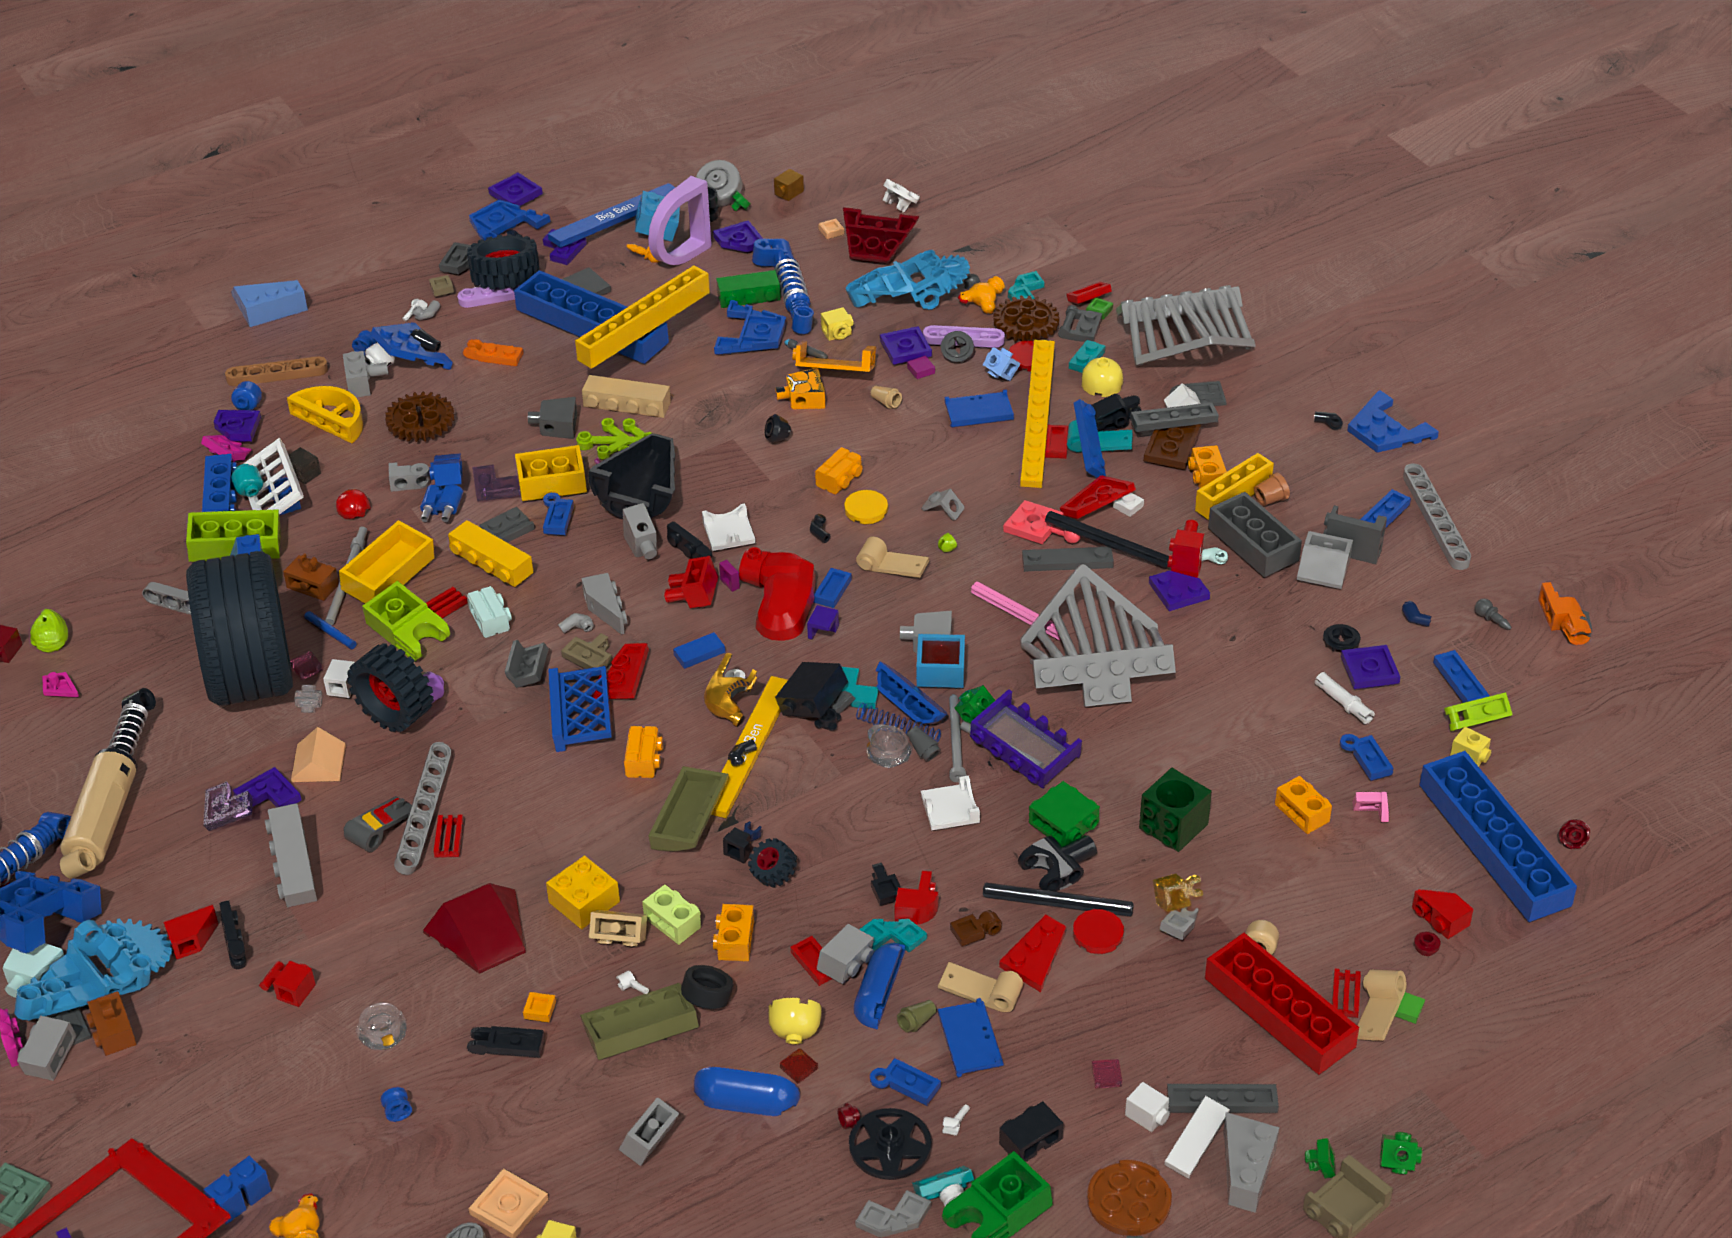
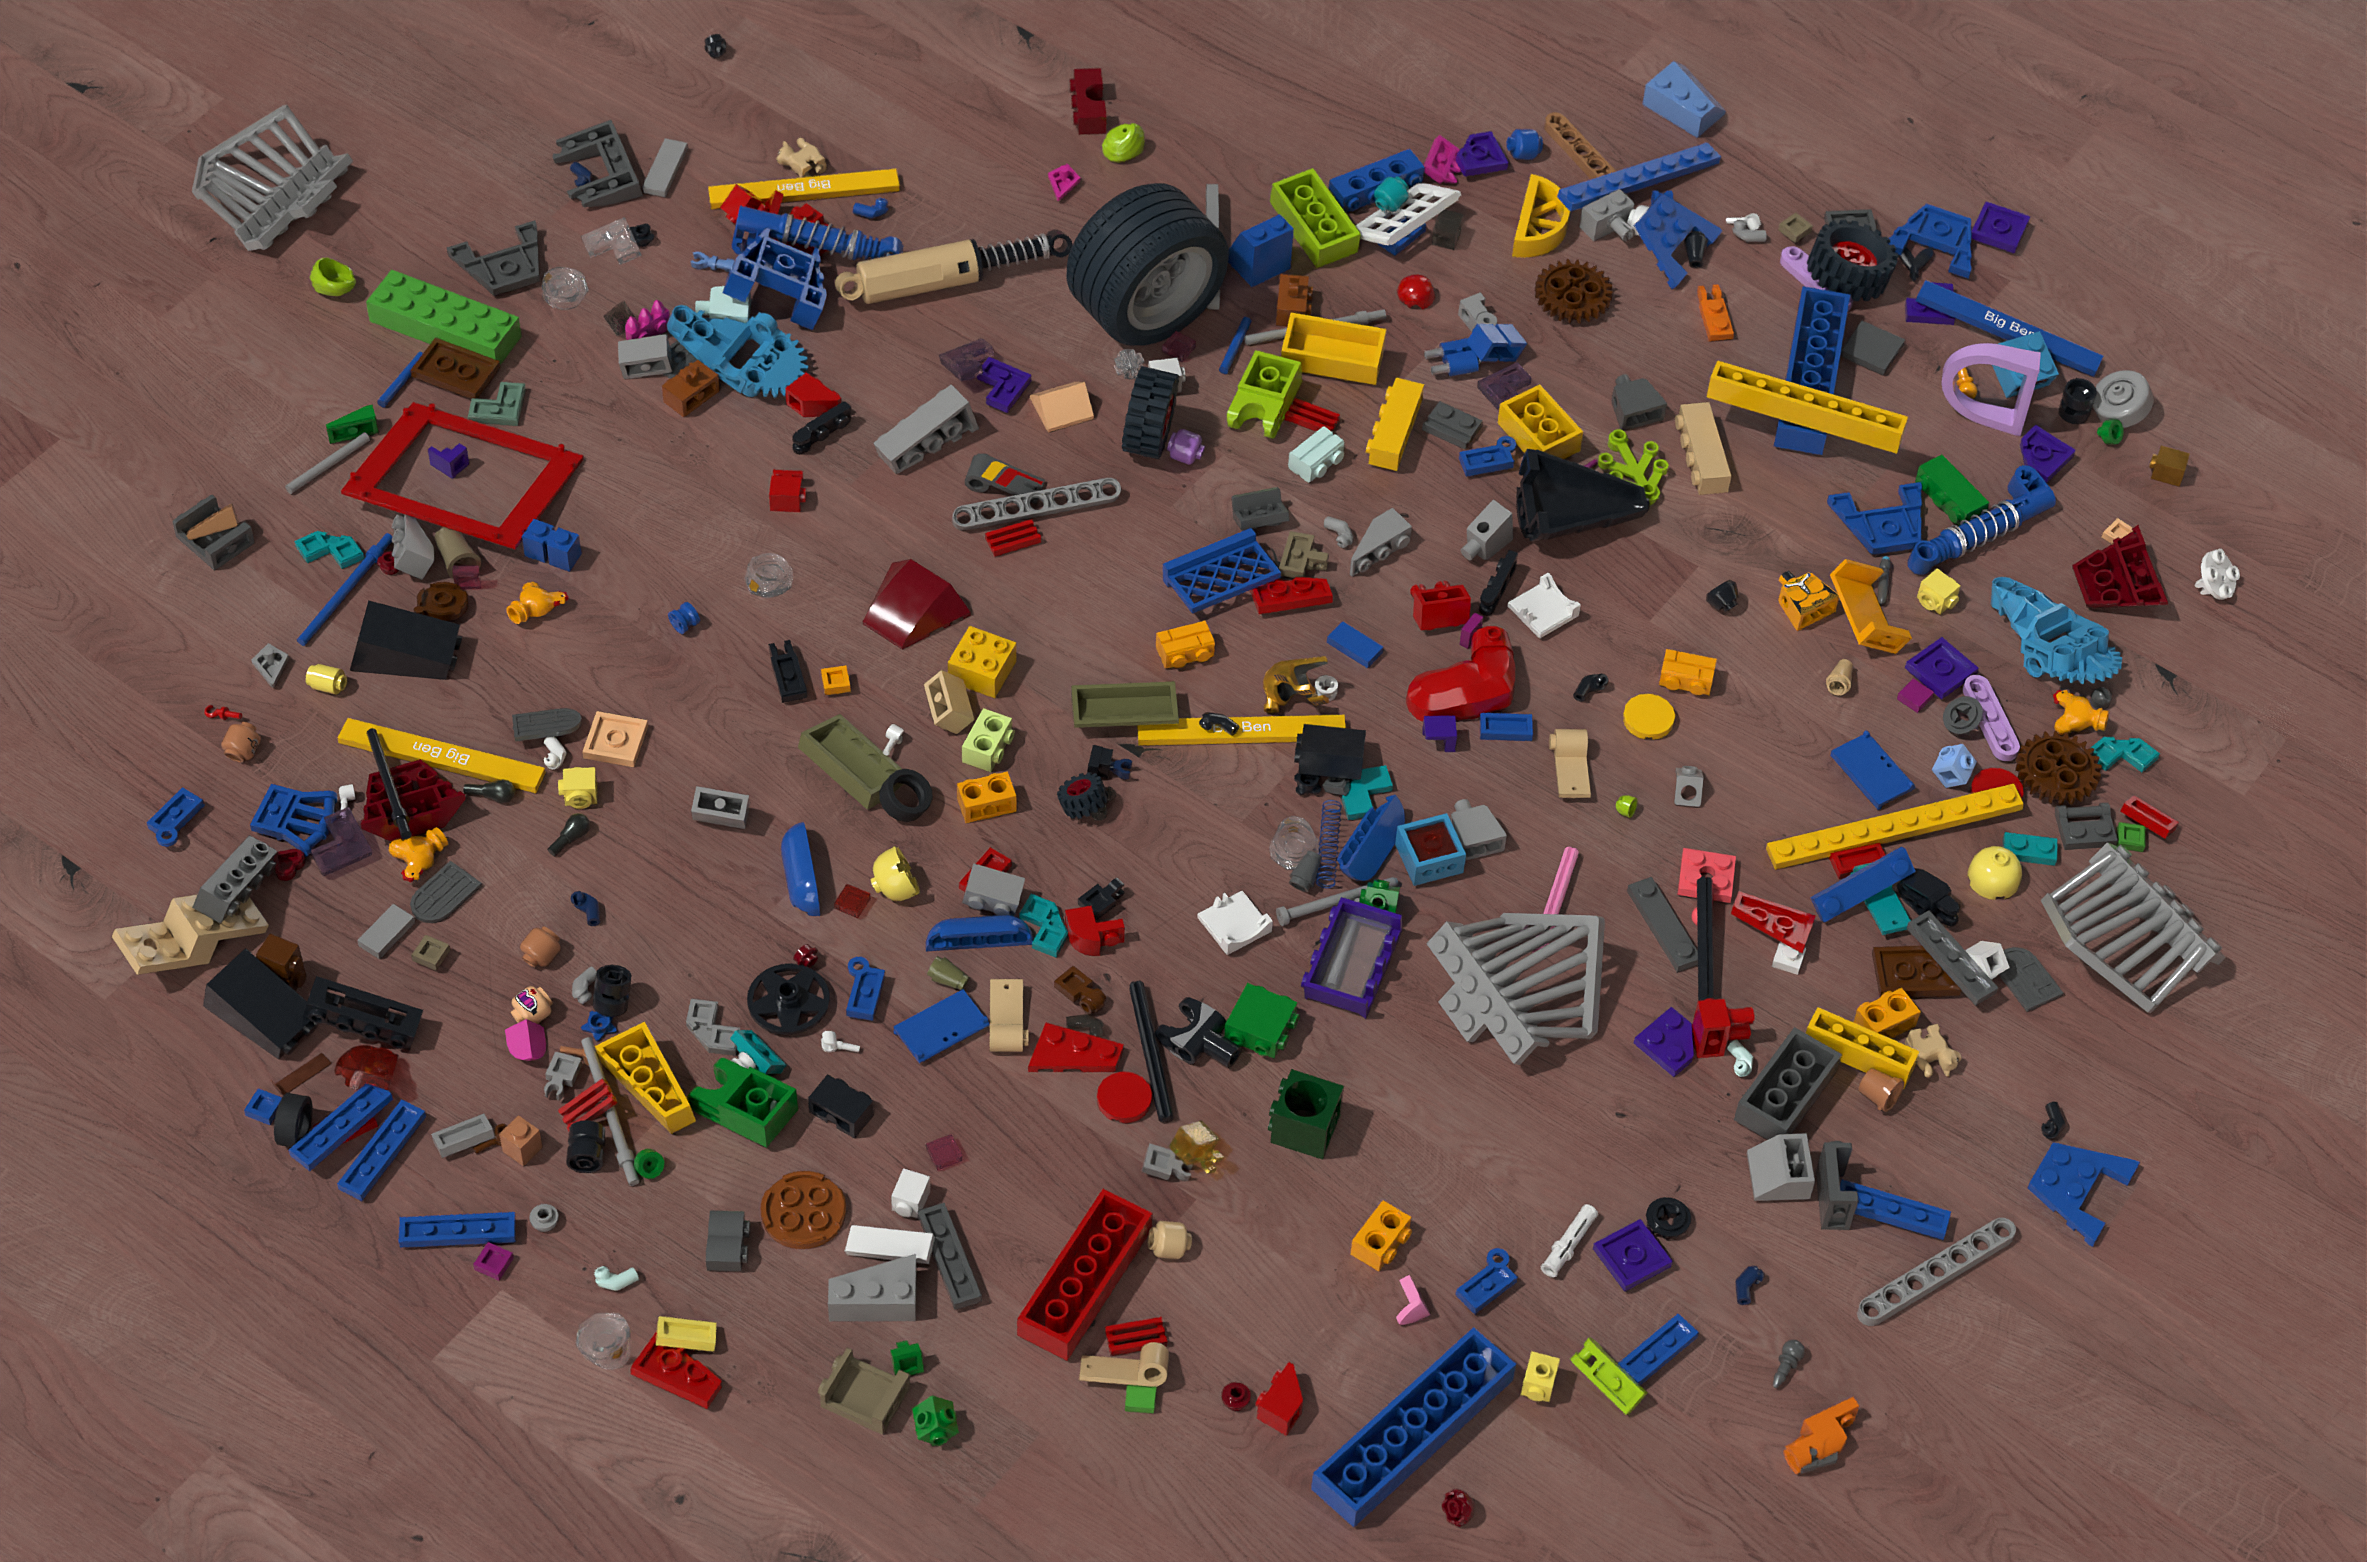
camera: 65 degrees right, 10 degrees up
(332, 344) = (1640, 176): none -> blue plate
(1008, 934) = (1086, 1021): none -> clear smoke arm
(1242, 452) = (1932, 1048): none -> tan animal

